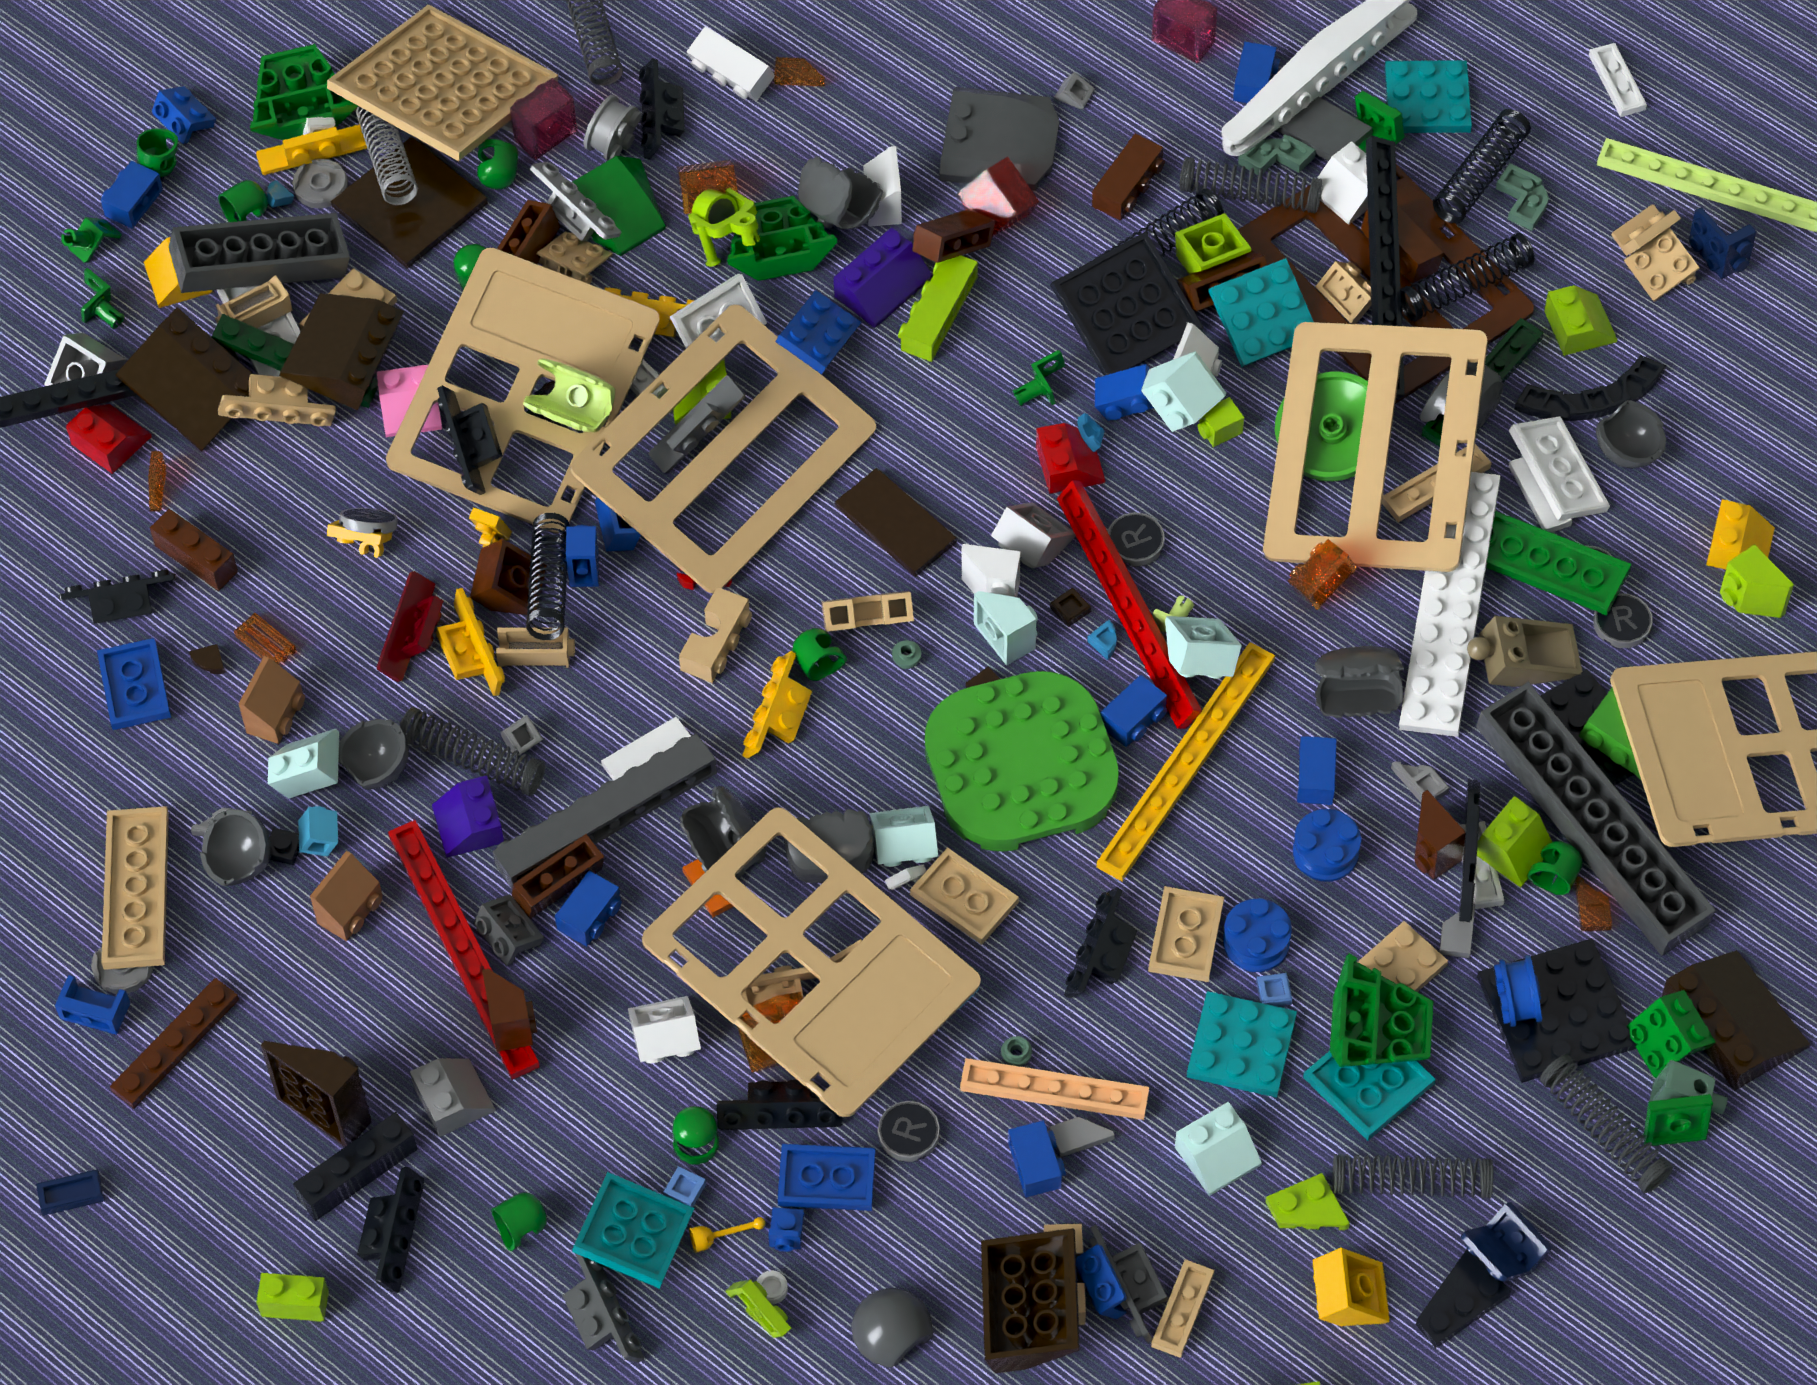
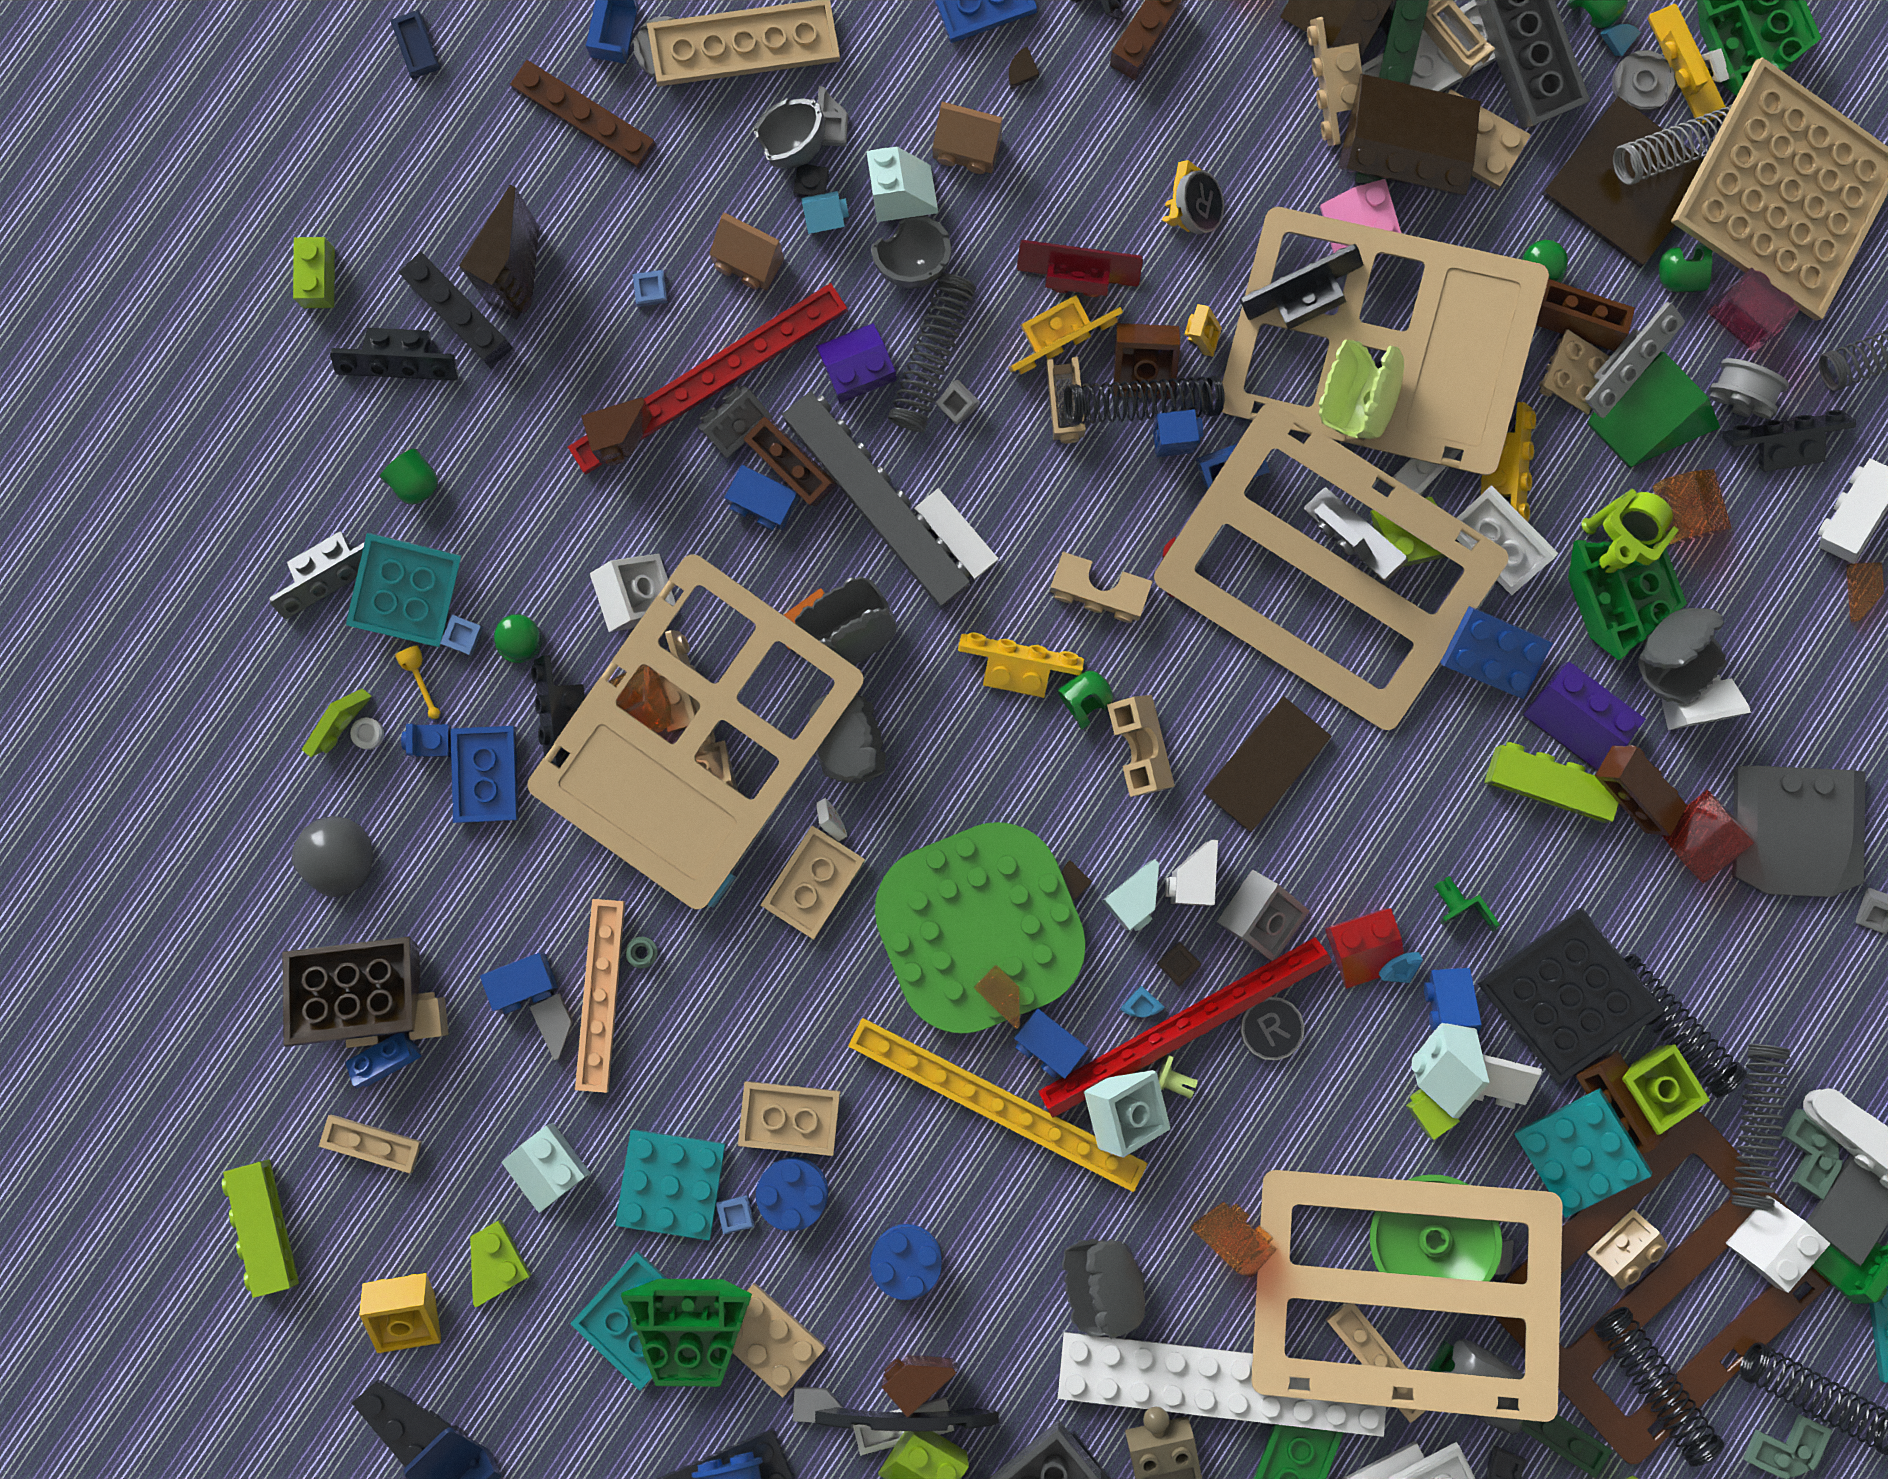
camera: 90 degrees right, 25 degrees up
(280, 655) = (1036, 143): clear orange tile -> none
(362, 995) = (650, 288): none -> medium blue tile
(451, 1093) = (544, 392): light grey slope -> none
(904, 836) = (878, 811): light aqua slope -> none
(906, 661) = (1095, 802): sand green plate -> none
(908, 1131) = (544, 851): black tile -> none
(1085, 736) = (1001, 994): none -> clear orange tile
(1104, 948) = (767, 1032): black bracket -> none
(1128, 177) = (1758, 983): reddish brown brick -> none
(1137, 1280) = (394, 1092): dark grey bracket -> none
(1316, 770) = (996, 1247): blue panel -> none
(1384, 238) = (1692, 1289): black plate -> none
(1417, 252) = (1704, 1307): reddish brown brick -> none
(1421, 779) = (998, 1360): light grey tile -> none
(1486, 1174) = (529, 1448): dark grey piece -> none

